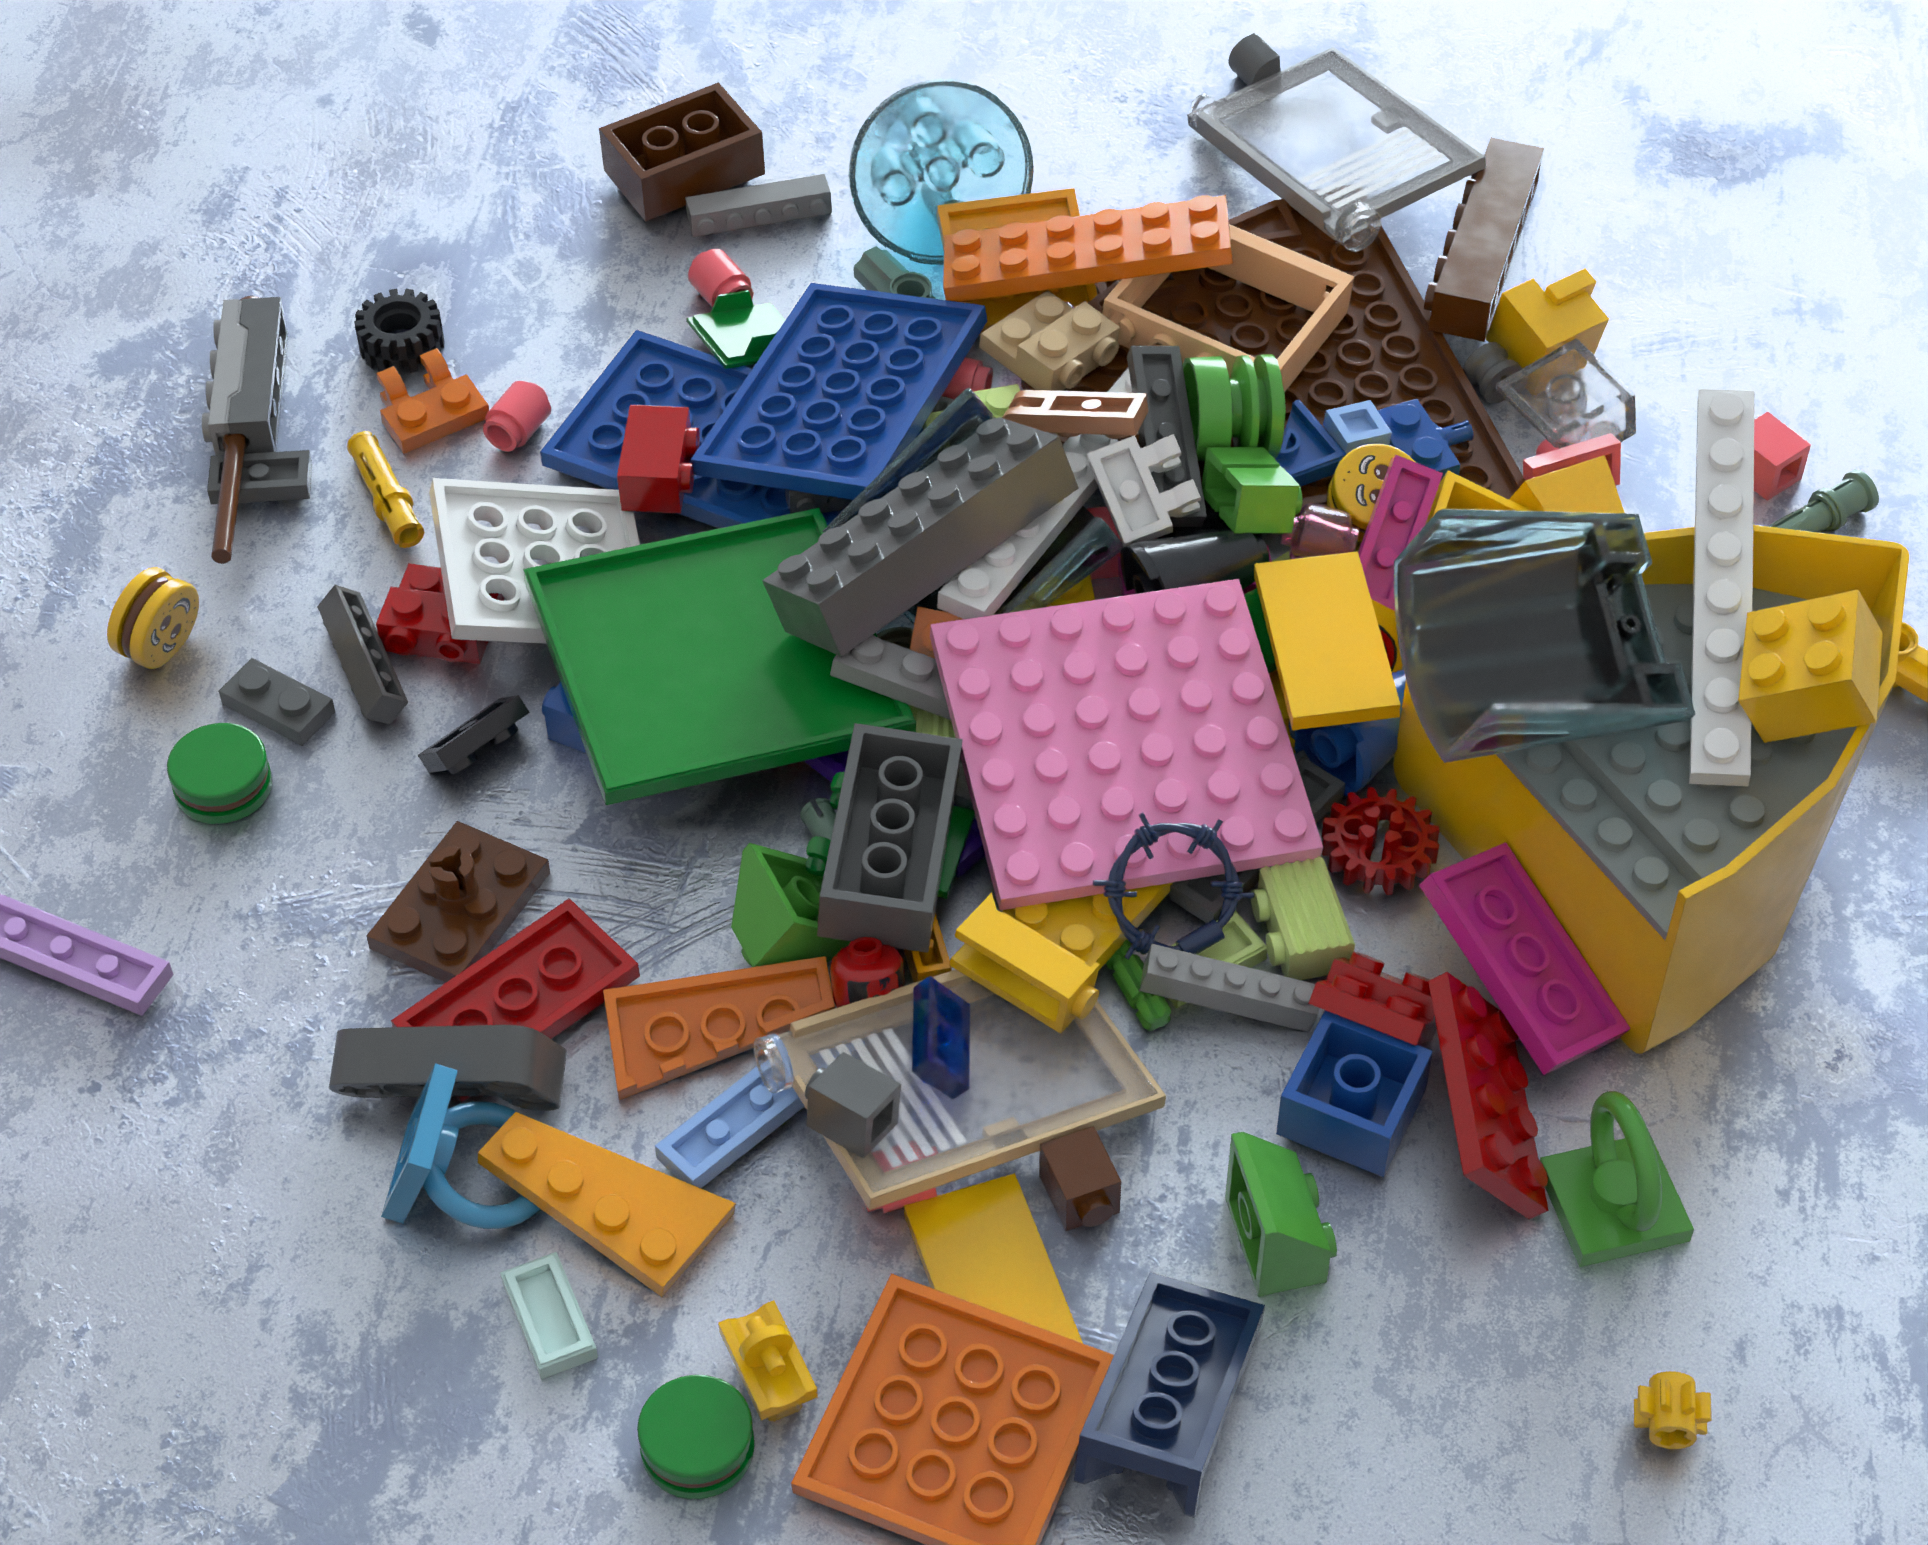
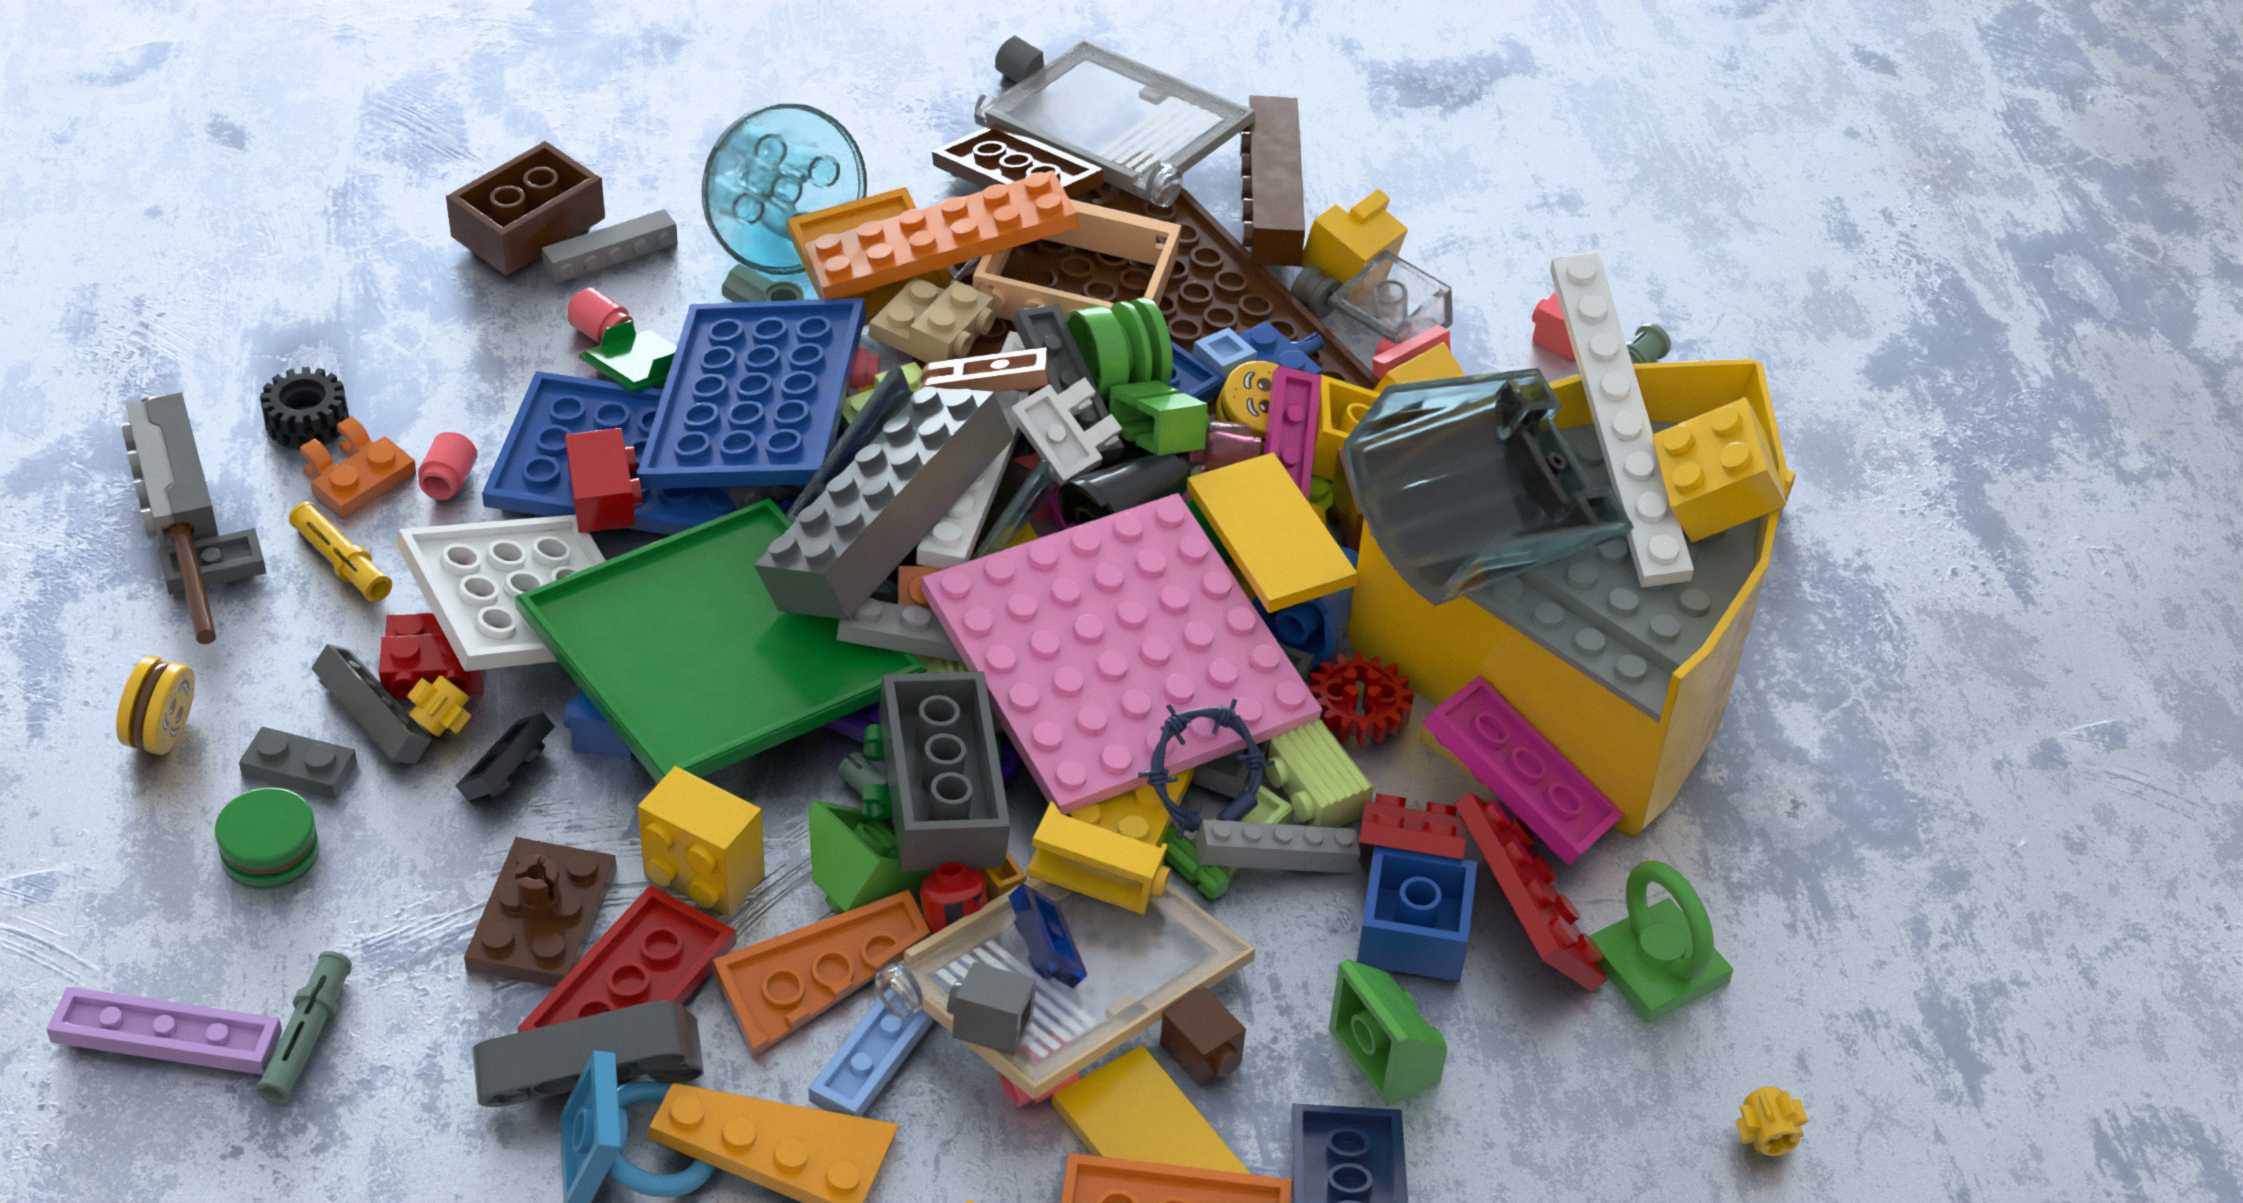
camera: 20 degrees left, 5 degrees down
(207, 957) = (313, 1008): none -> sand green pin
(424, 669) = (439, 706): none -> yellow gear
(629, 863) = (701, 841): none -> yellow brick
(1204, 166) = (1004, 156): none -> reddish brown plate

